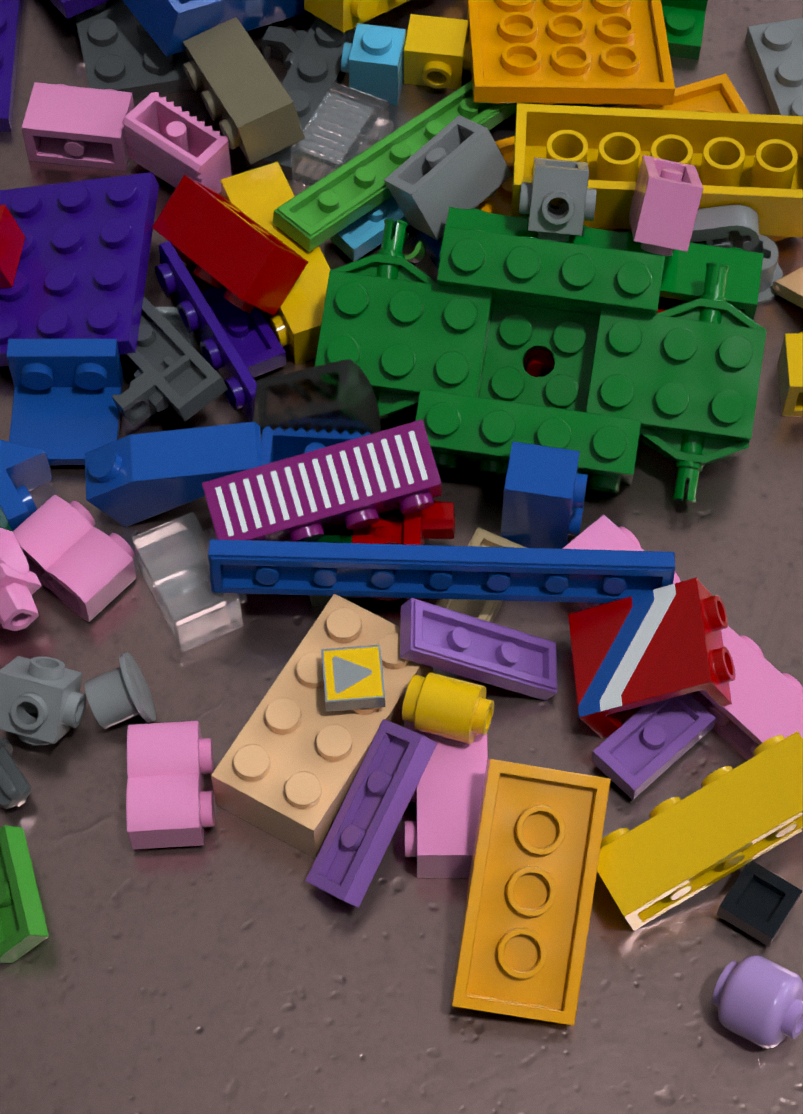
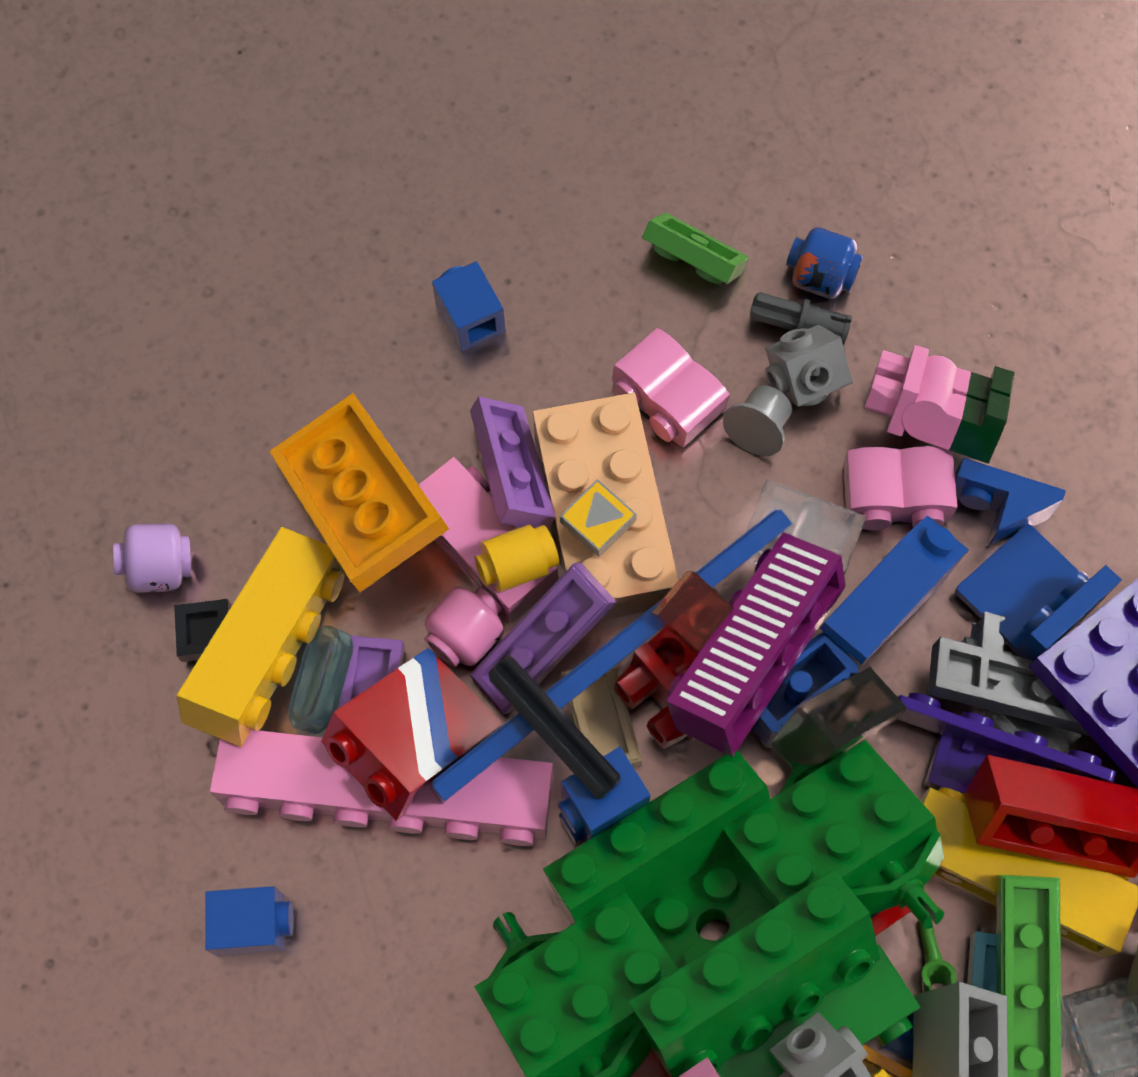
camera: 140 degrees right, 10 degrees up
(265, 1013) = (468, 305): none -> blue brick
(356, 531) = (692, 610): none -> clear red tile
(532, 722) = (464, 626): none -> bright pink head
(546, 528) = (554, 727): none -> black axle
(684, 769) = (320, 680): none -> clear light blue tile

